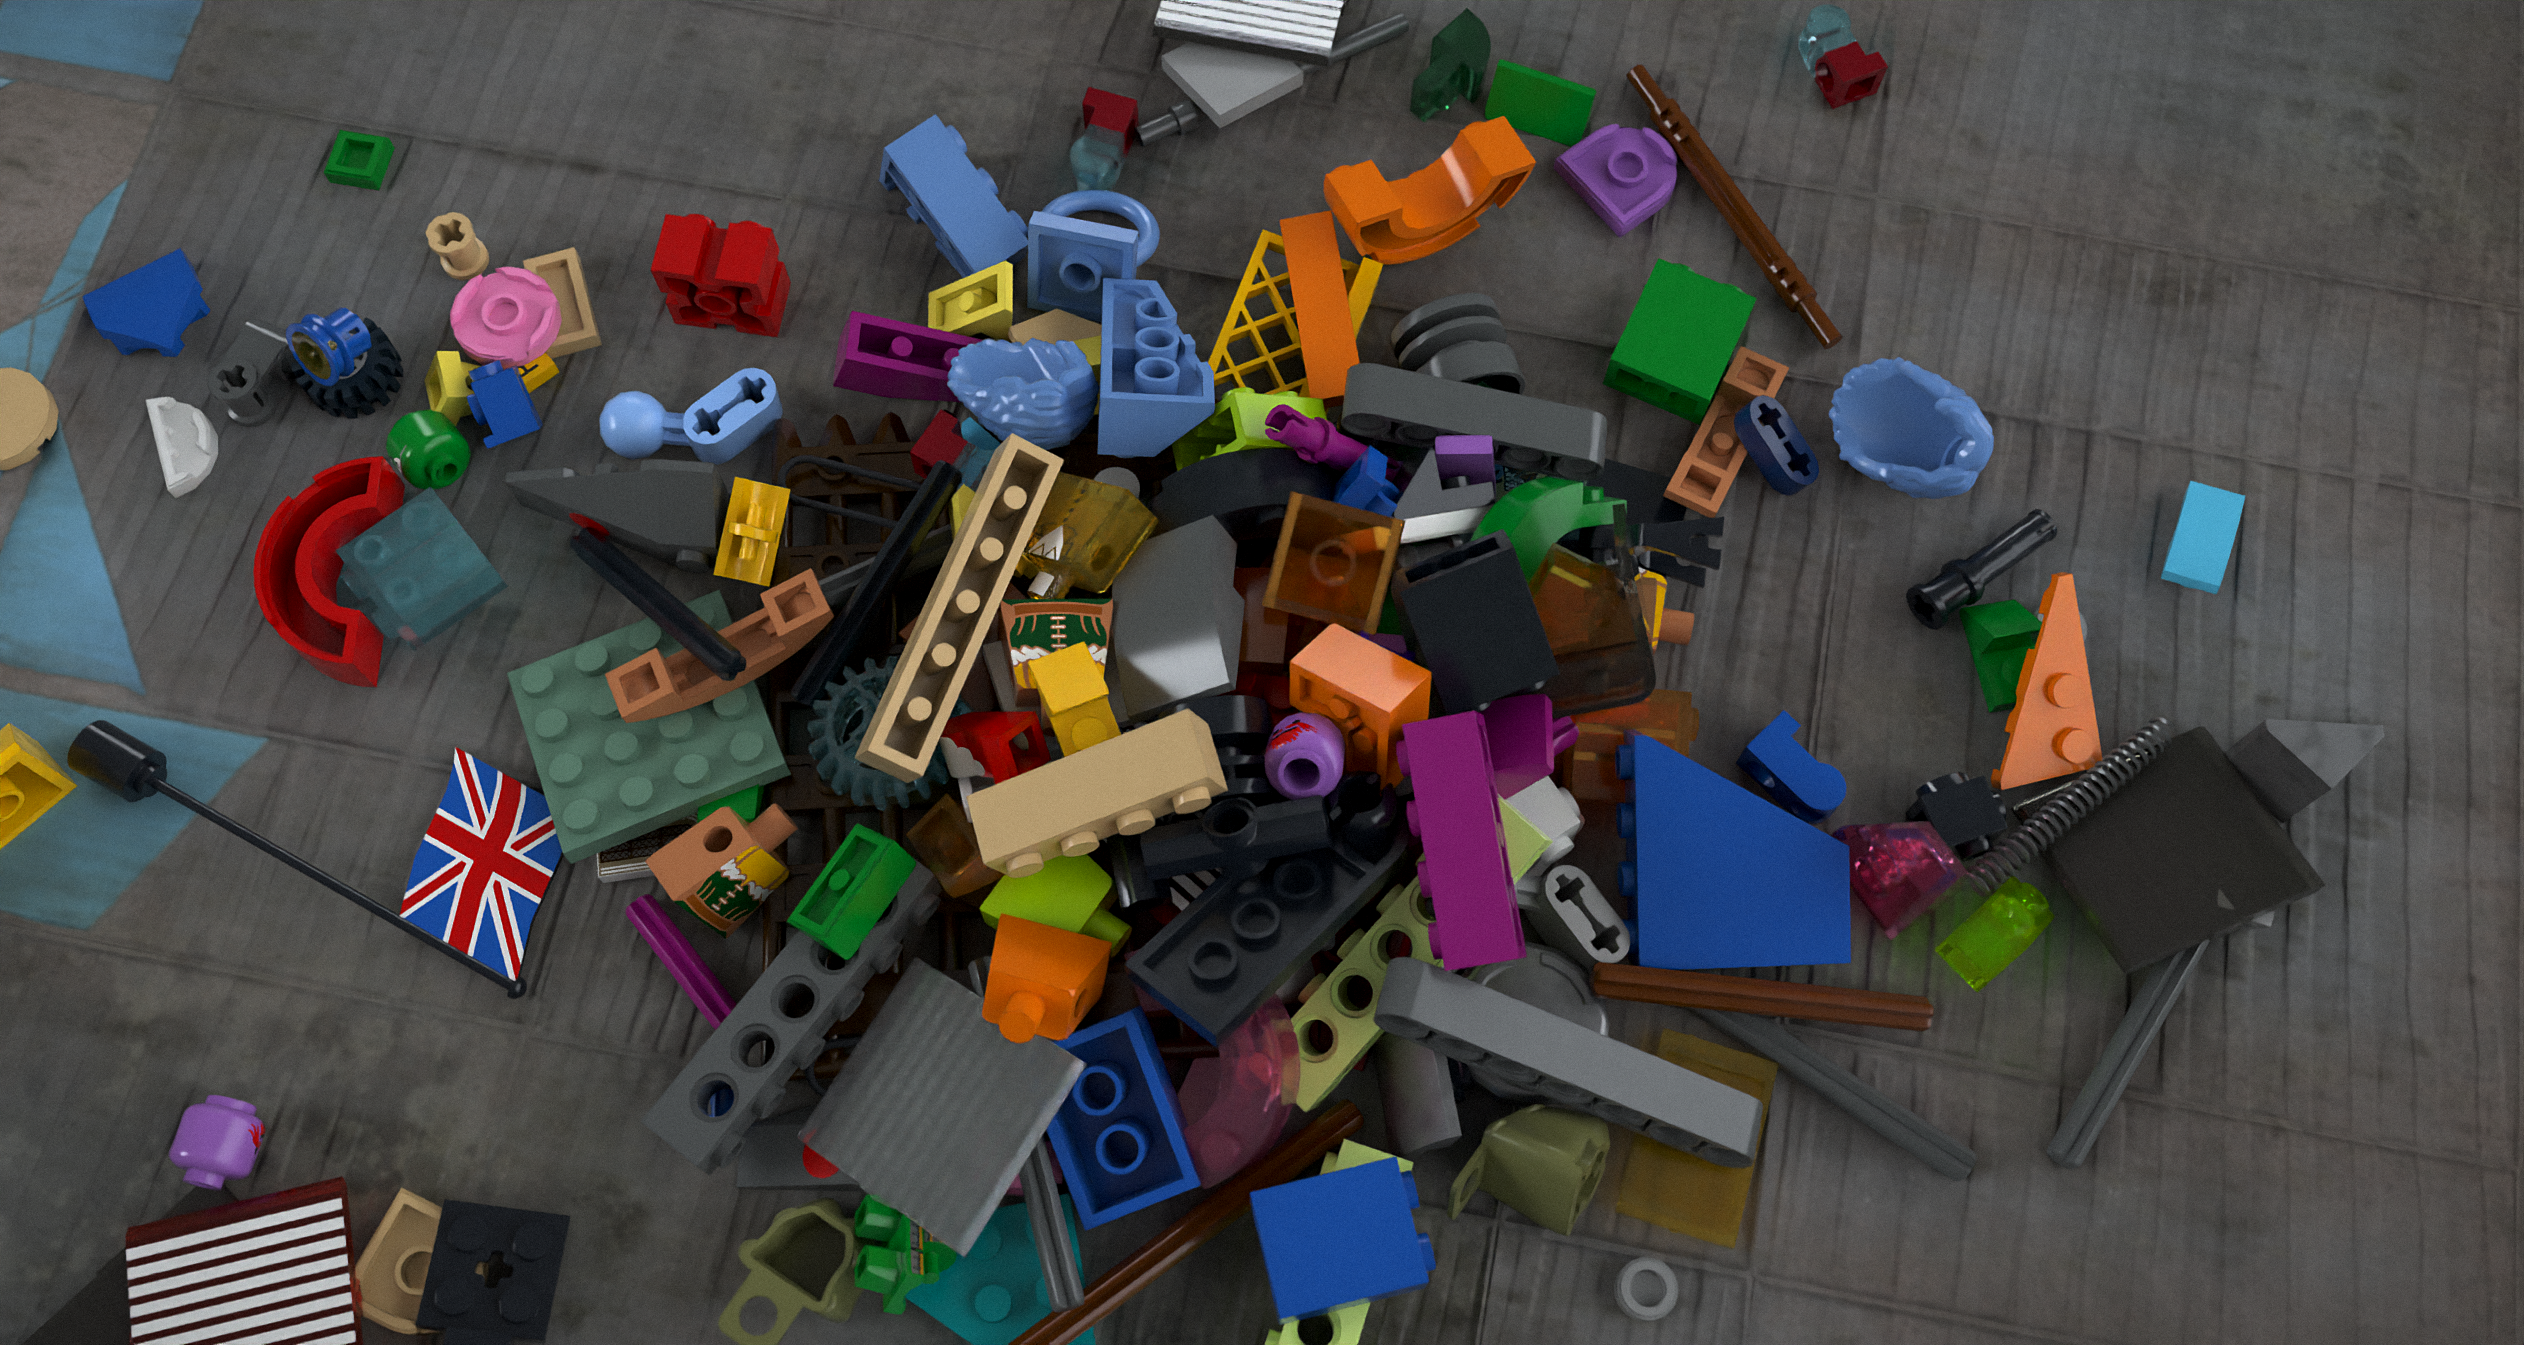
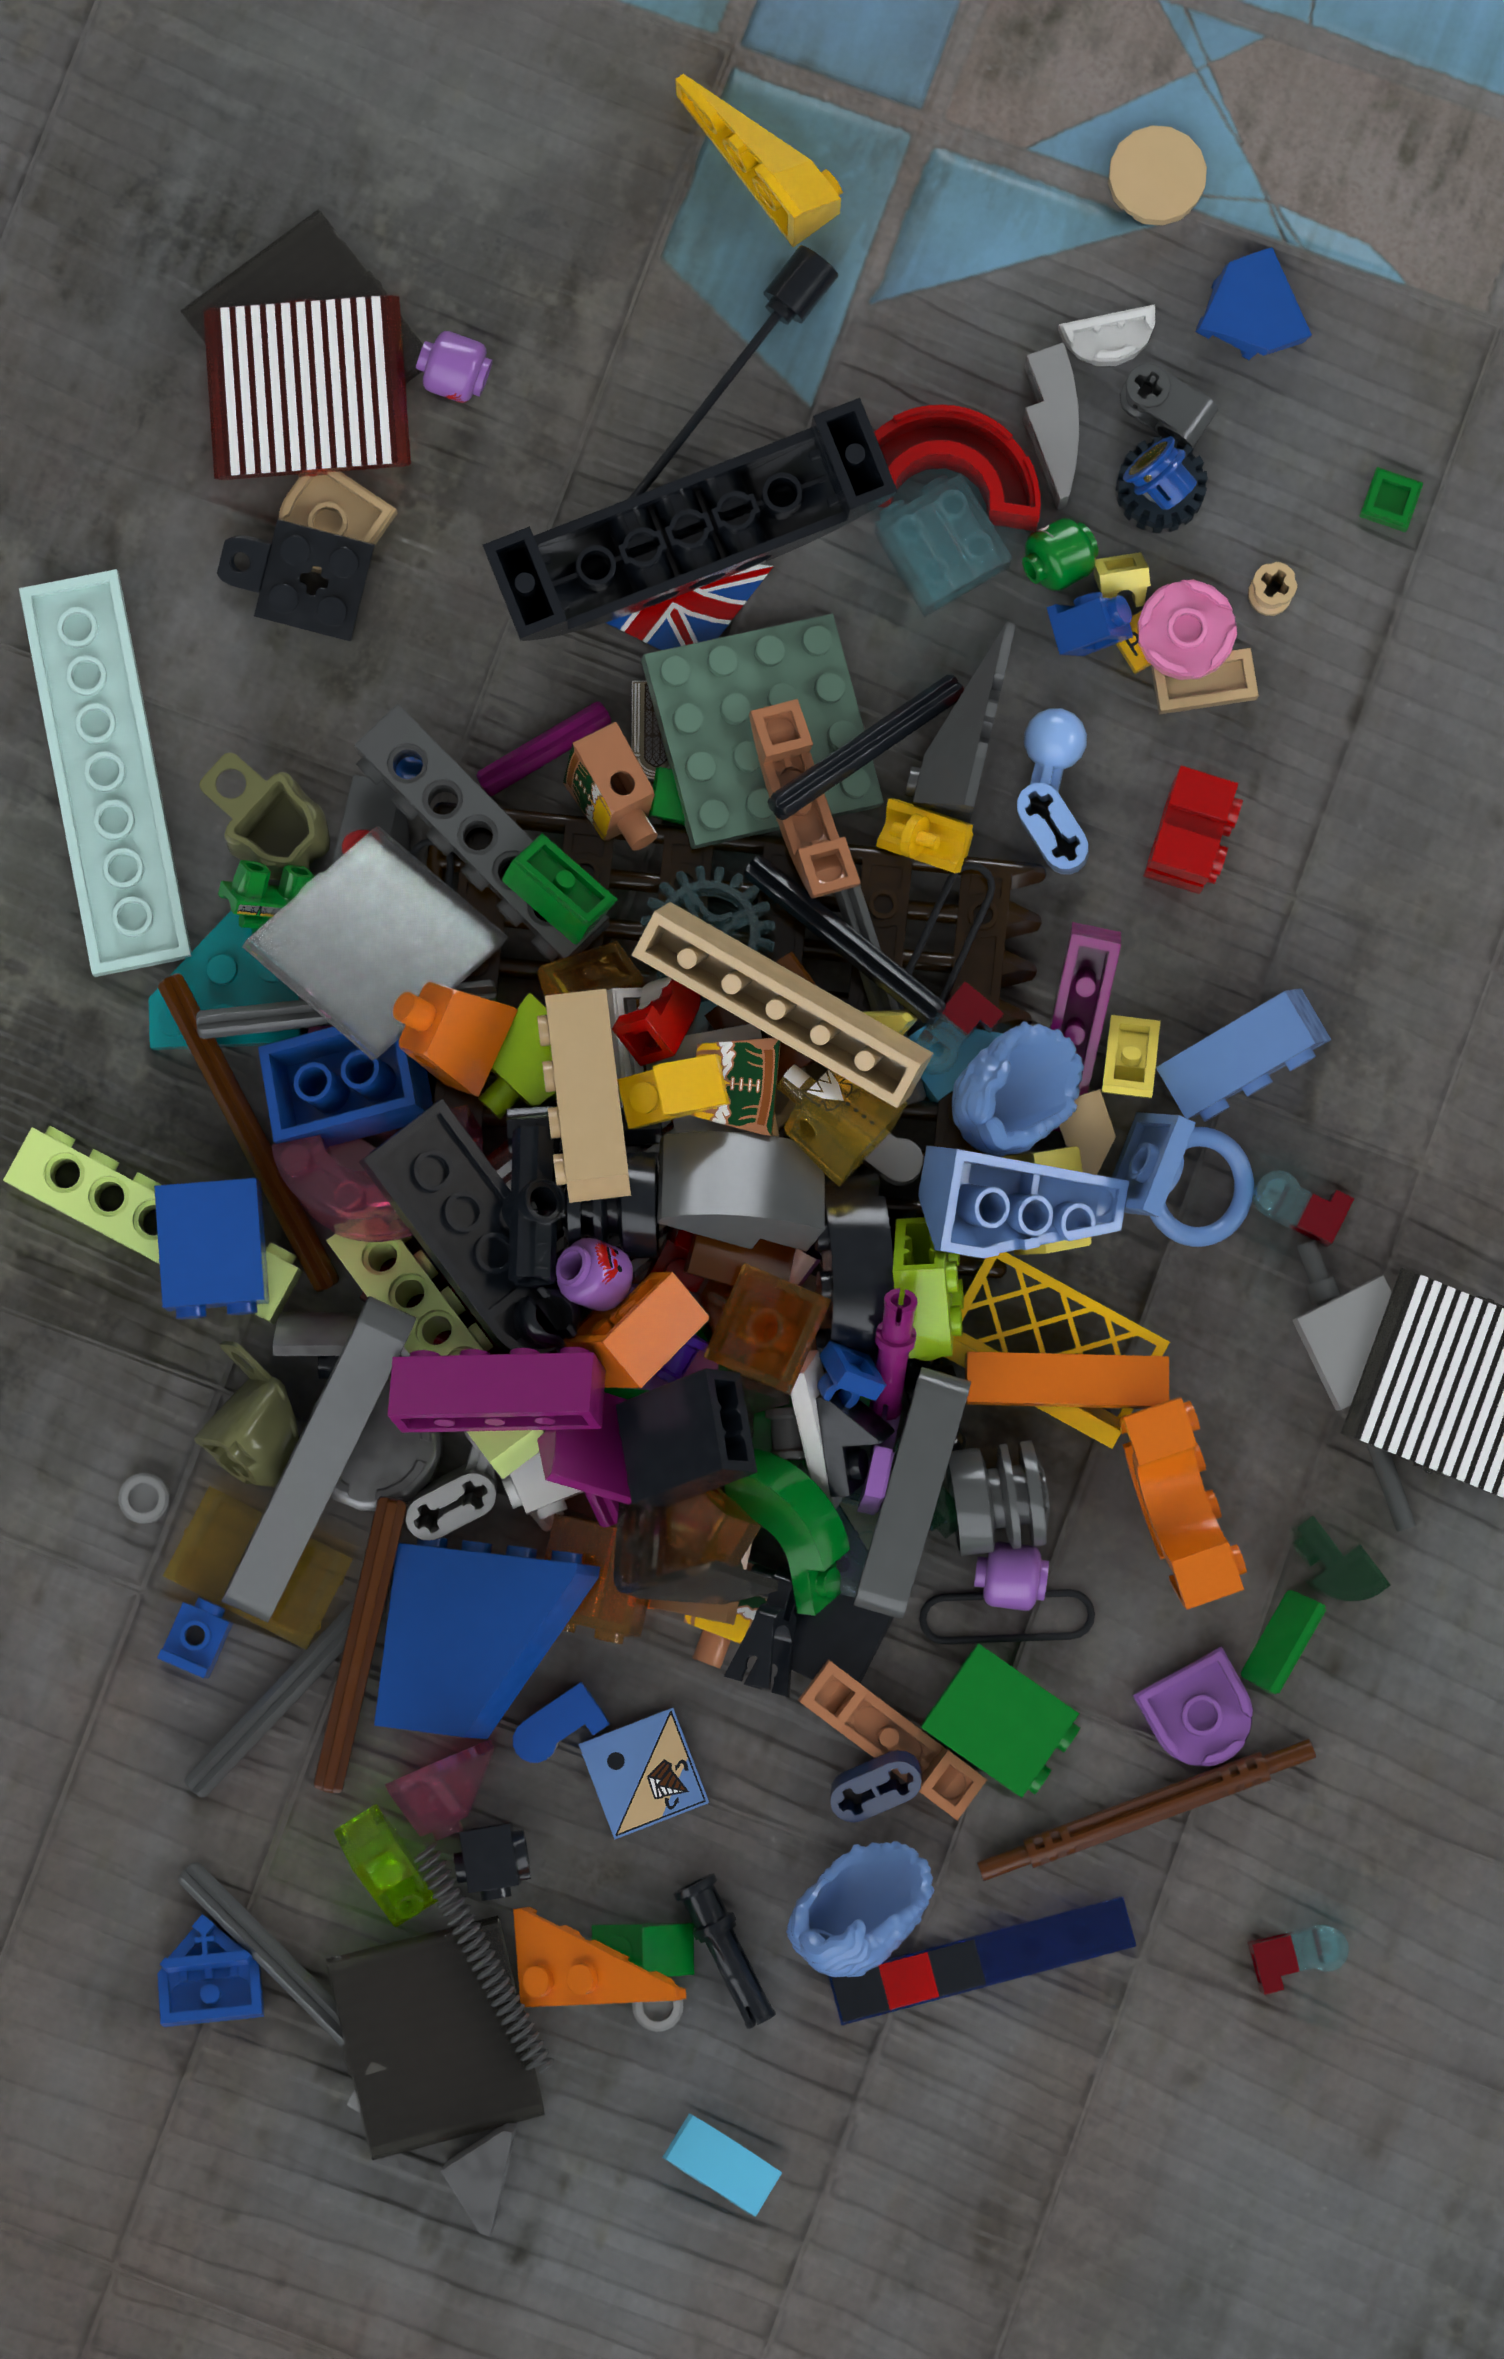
camera: 100 degrees right, 15 degrees up
(265, 473) = (1054, 419): none -> light grey slope
(398, 801) = (693, 528): none -> black slope
(1537, 342) = (1012, 1576): none -> medium lavender head
(1585, 337) = (1011, 1637): none -> black piece
(1775, 1204) = (202, 1657): none -> blue brick
(1820, 679) = (643, 1773): none -> tile
(1911, 311) = (985, 1960): none -> tile
(2176, 1113) = (209, 1980): none -> blue slope

